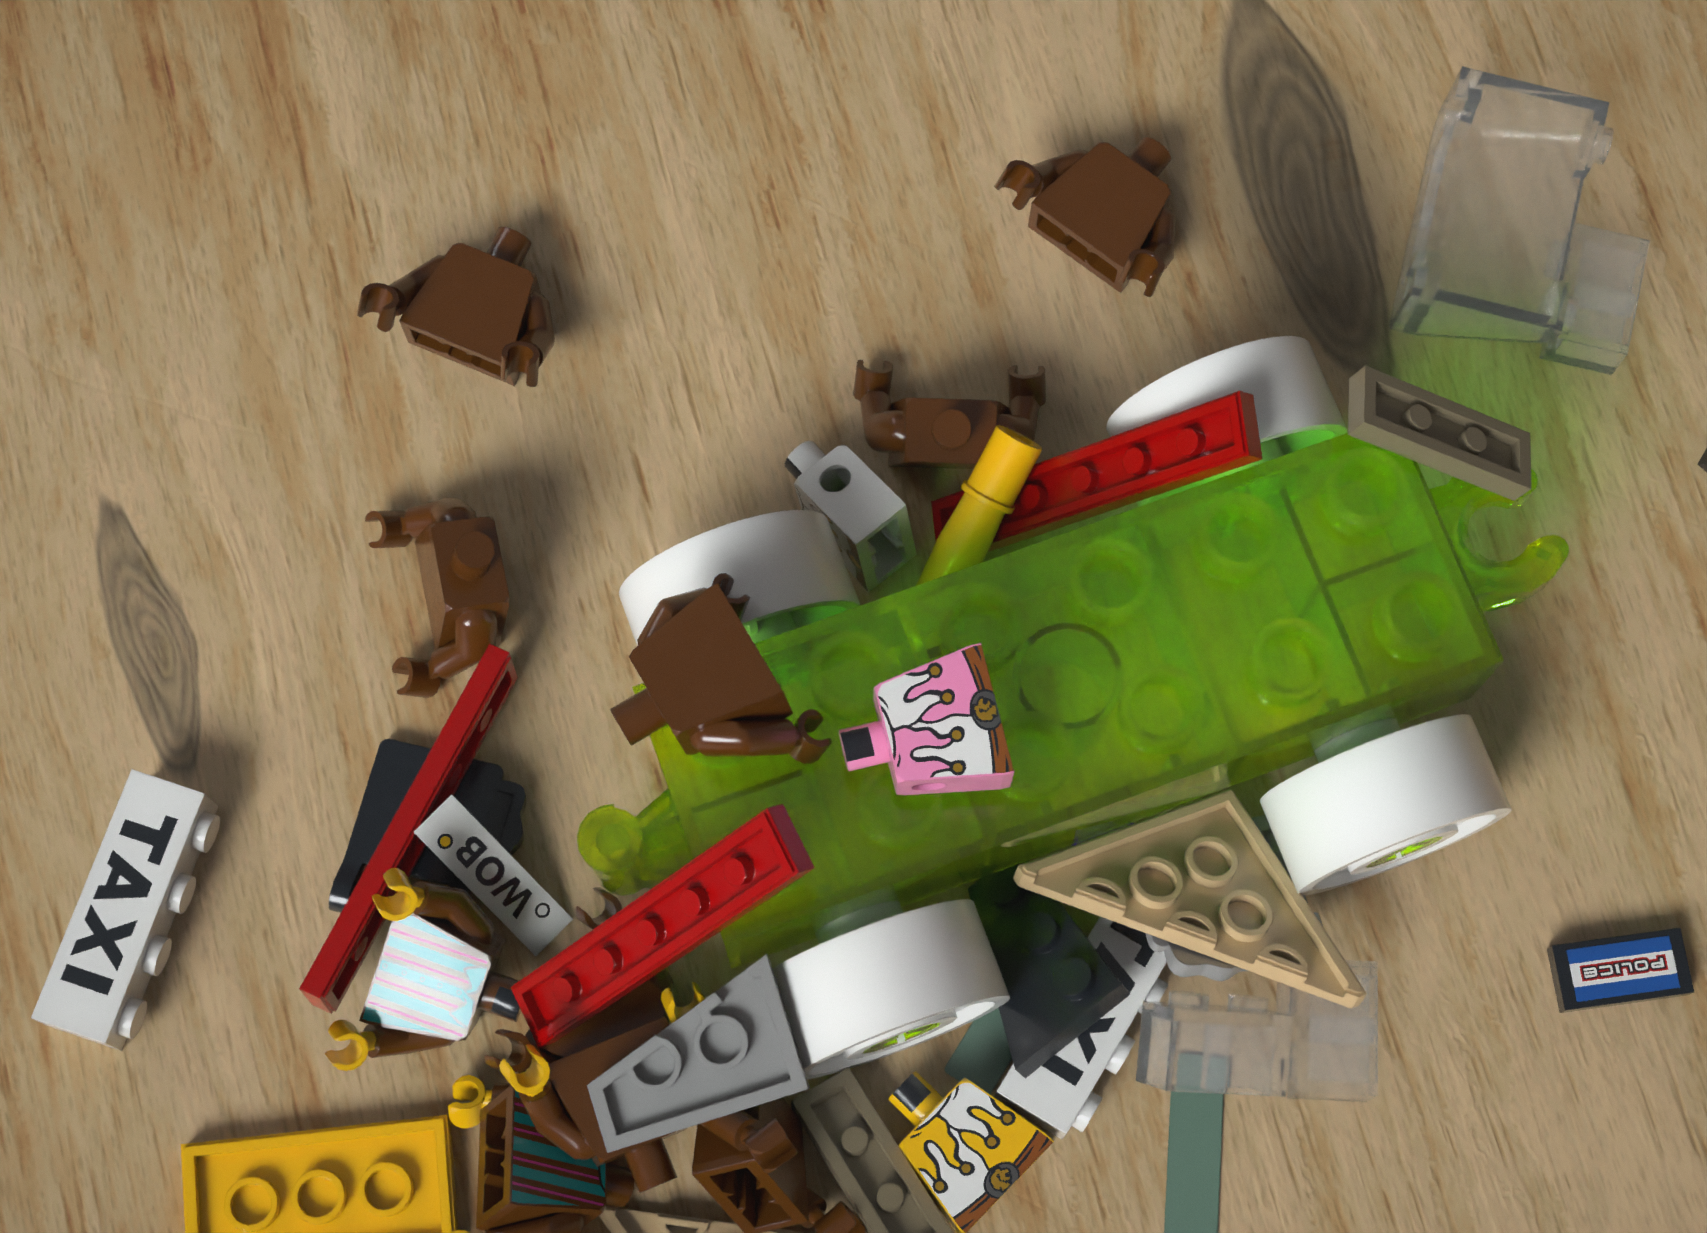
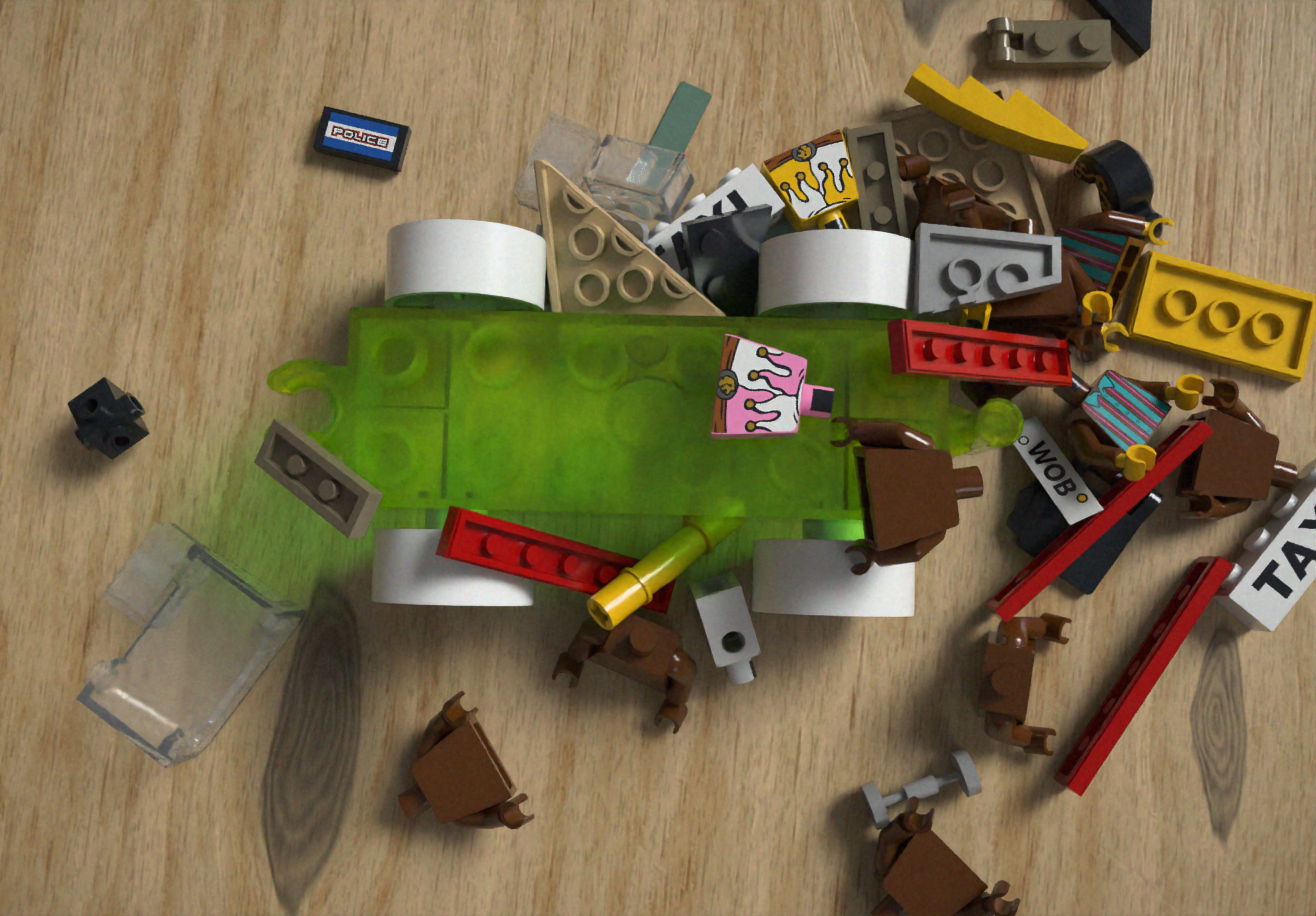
camera: 155 degrees left, 10 degrees up
(250, 982) = (1234, 462): none -> reddish brown torso
(281, 663) = (1142, 673): none -> red tile
(570, 370) = (963, 772): none -> light grey wheel

